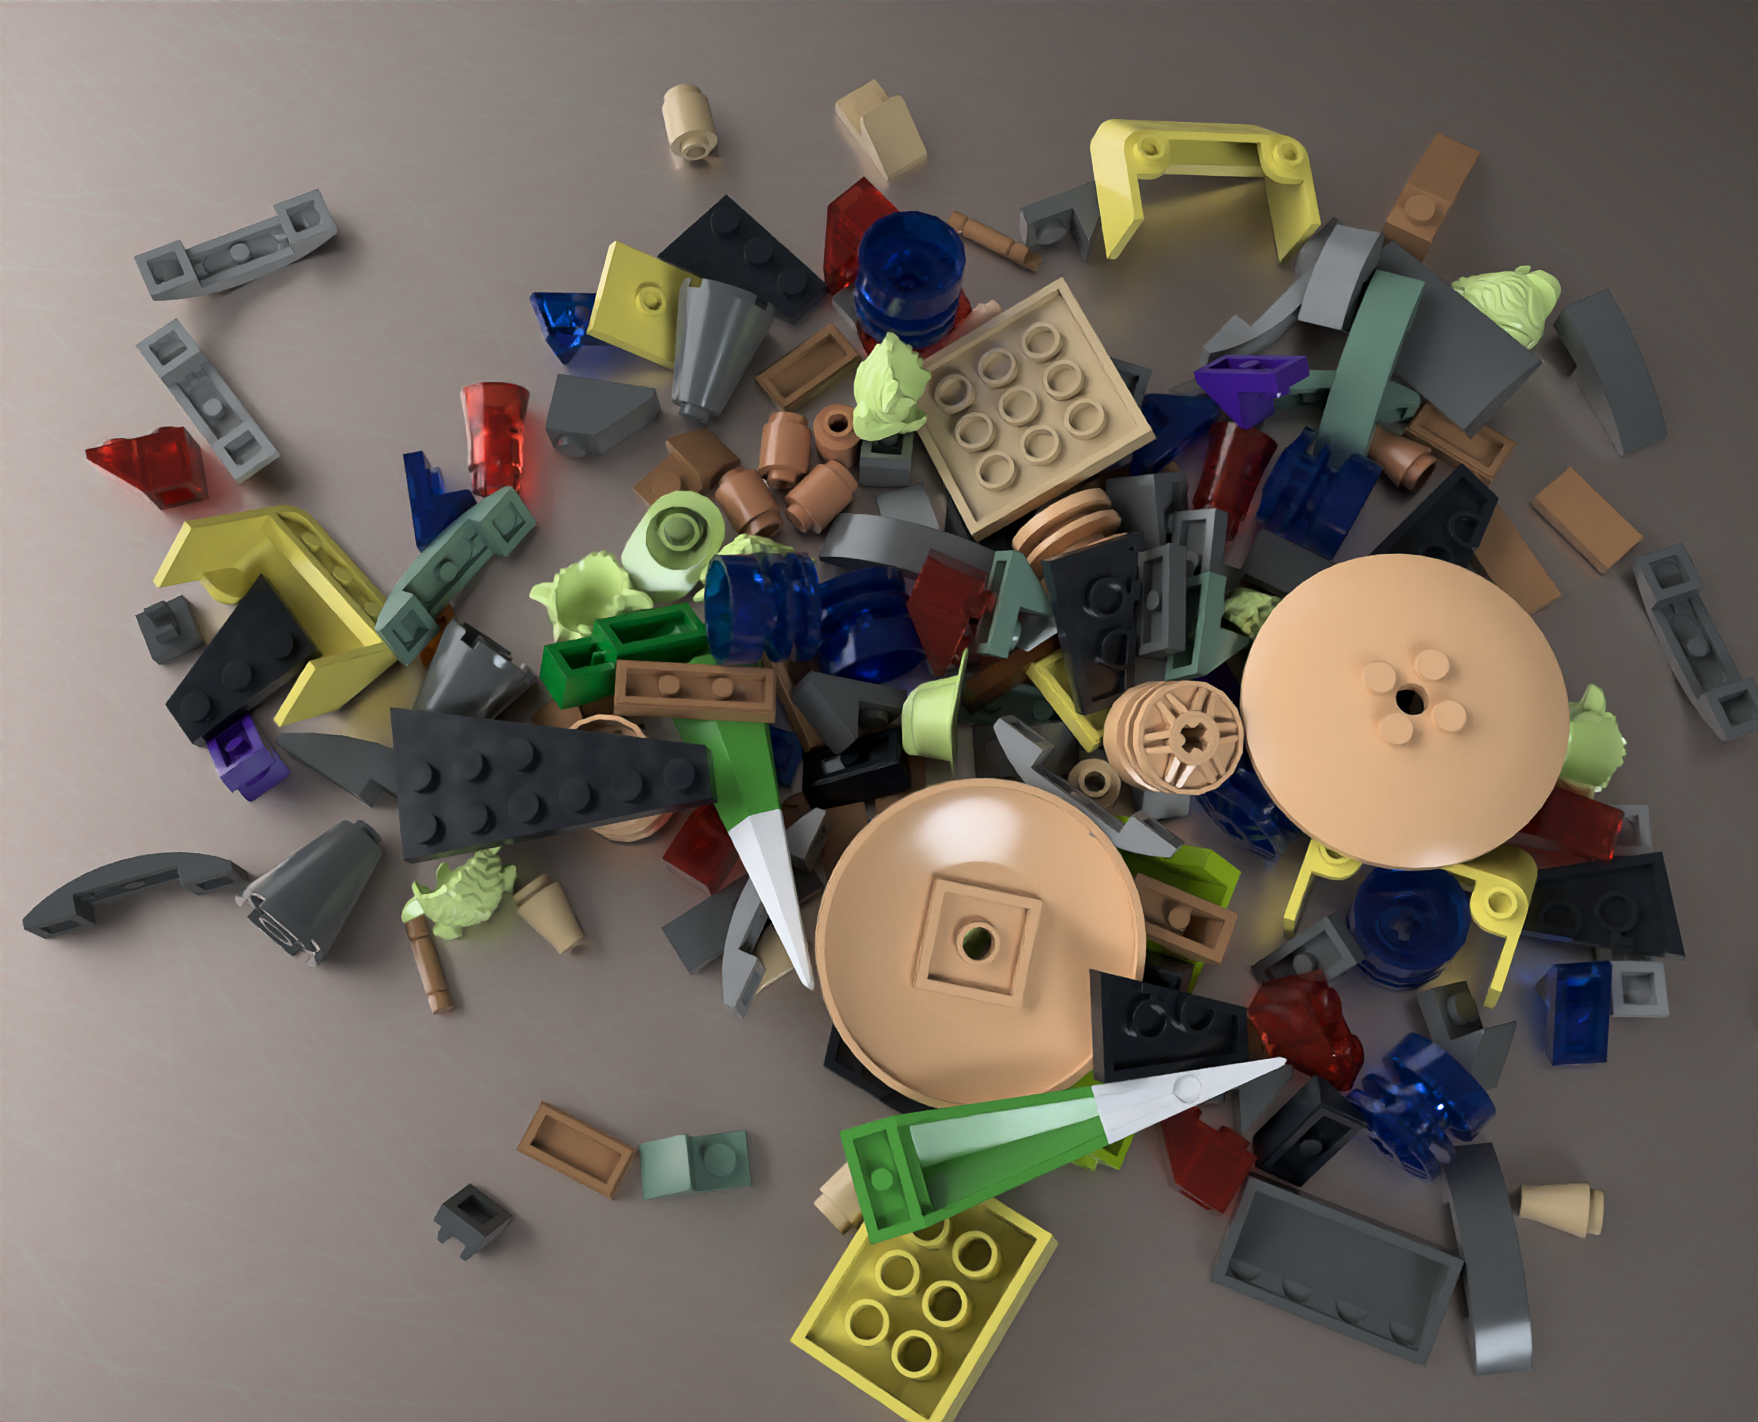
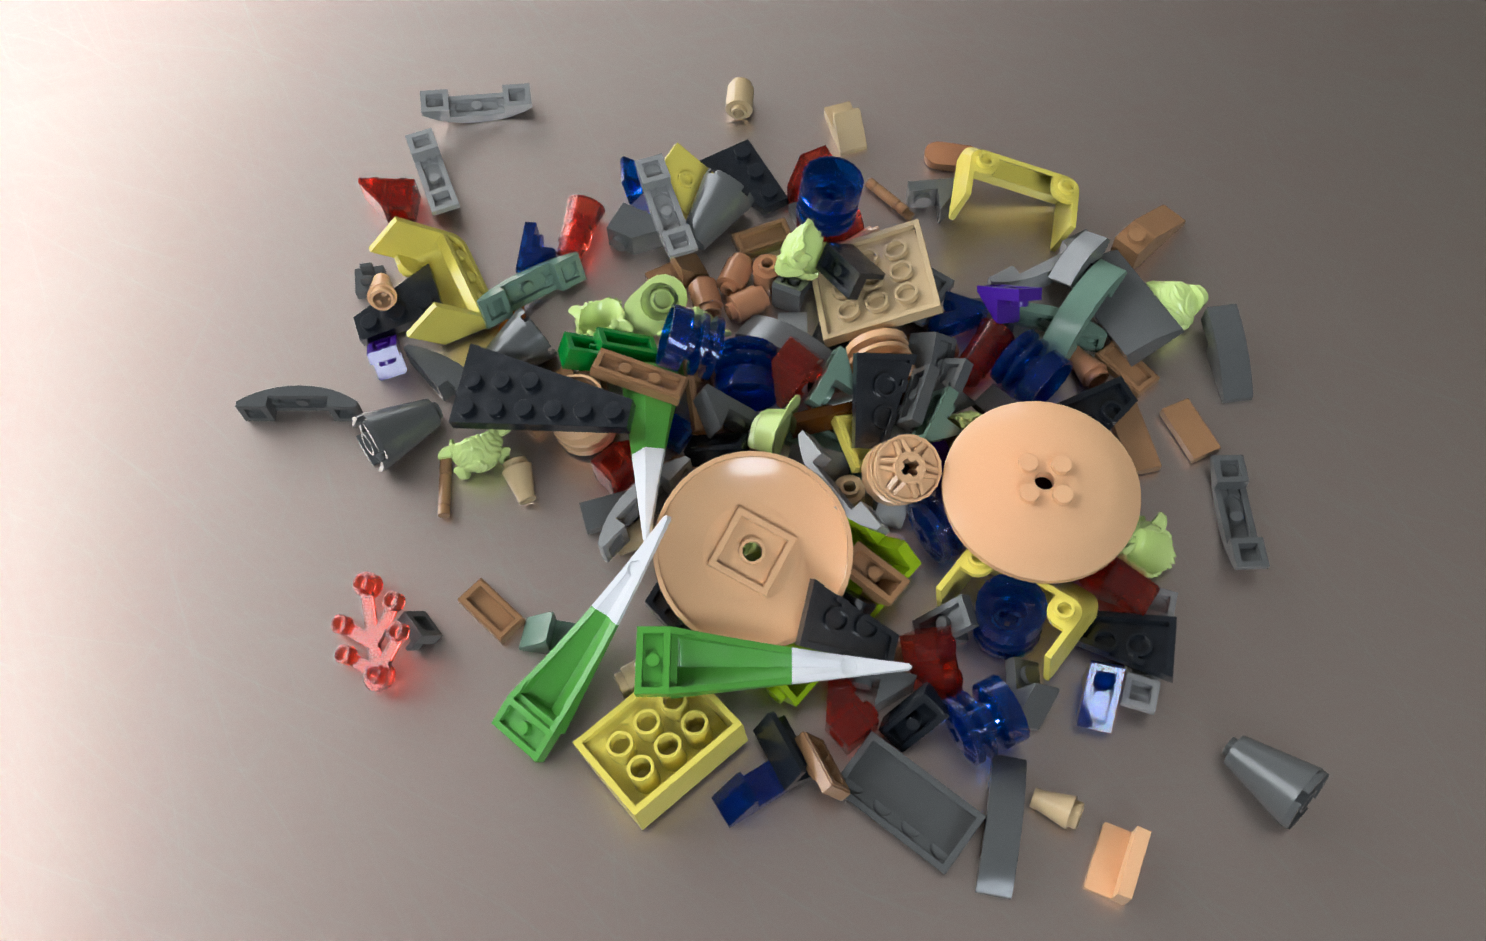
camera: 15 degrees right, 10 degrees down
(202, 652) = (381, 292): none -> light nougat cone
(400, 1252) = (377, 670): none -> clear red plant
(635, 368) = (664, 207): none -> light grey slope
(730, 1263) = (550, 694): none -> bright green plate
(975, 398) = (847, 268): none -> black panel
(1064, 136) = (943, 155): none -> nougat tile
(1087, 1328) = (748, 793): none -> clear blue slope
(1123, 1247) = (782, 751): none -> black panel
(1191, 1256) = (822, 766): none -> medium nougat plate
(1674, 1265) = (1117, 862): none -> light nougat panel

